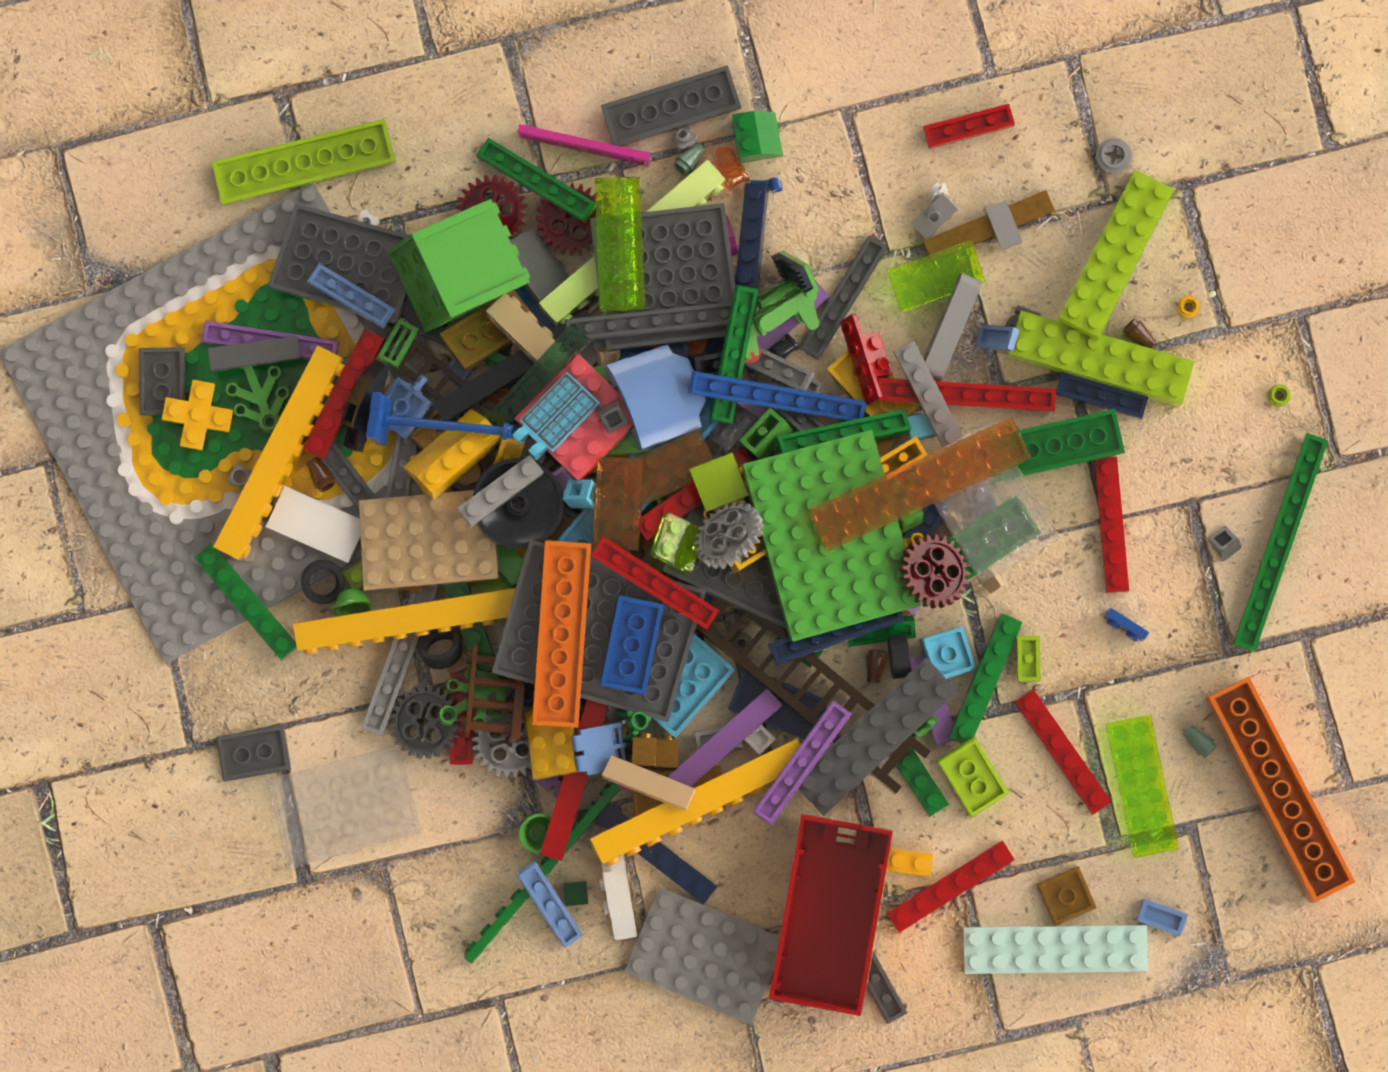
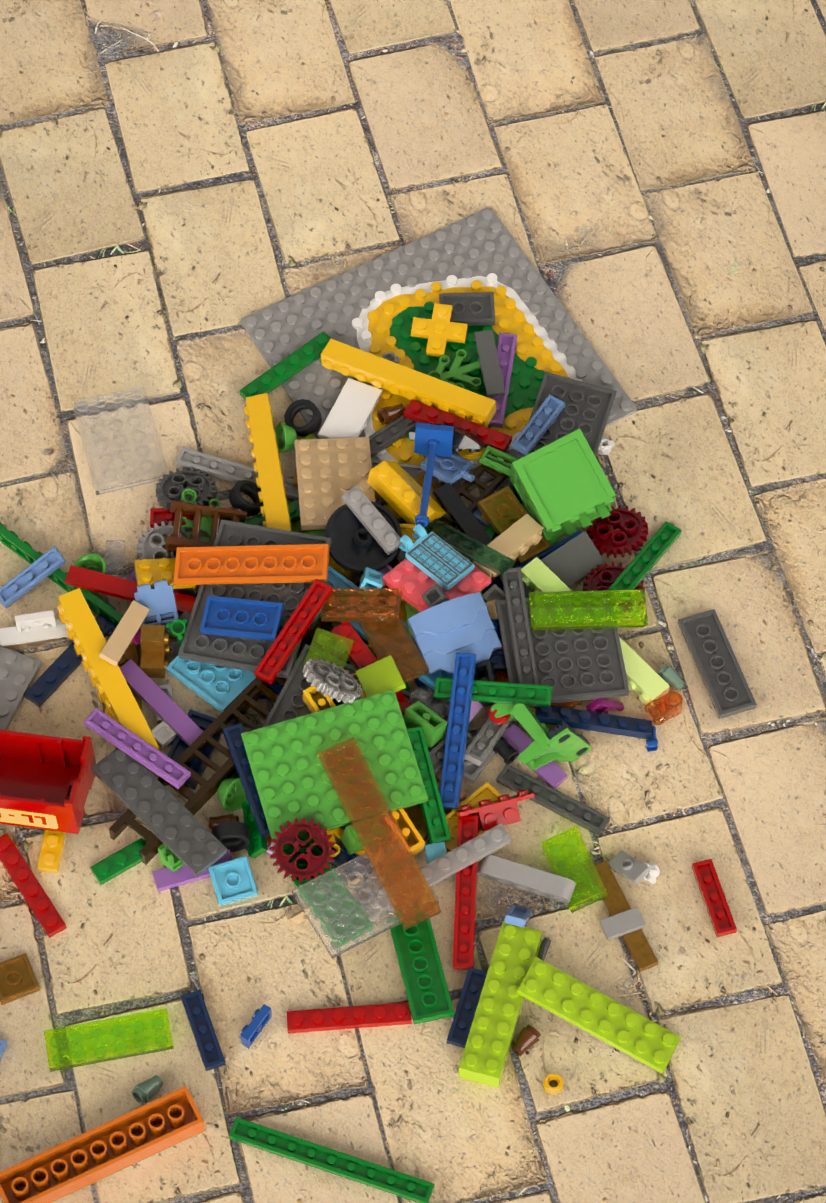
camera: 90 degrees right, 25 degrees down
(253, 753) = (165, 379): dark grey tile -> none
(303, 162) = (653, 401): lime plate -> none
(514, 805) = (114, 557): none -> clear tile
(575, 893) = (39, 601): dark green tile -> none
(584, 145) = (678, 598): dark pink tile -> none
(684, 138) = (689, 673): light grey plate -> none
(756, 136) = (694, 727): green slope -> none
(840, 658) = (231, 794): none -> bright green helmet
(972, 776) = (122, 898): lime tile -> none
(985, 678) = (209, 910): green plate -> none
(1028, 659) = (227, 945): lime plate -> none
(1062, 752) = (142, 976): red plate -> none
(1122, 150) = (687, 1013): light grey gear -> none
(1129, 683) = (203, 1030): none -> dark blue plate
(1225, 543) = (331, 1115): dark grey slope -> none
(1285, 395) = (471, 1157): lime plate -> none

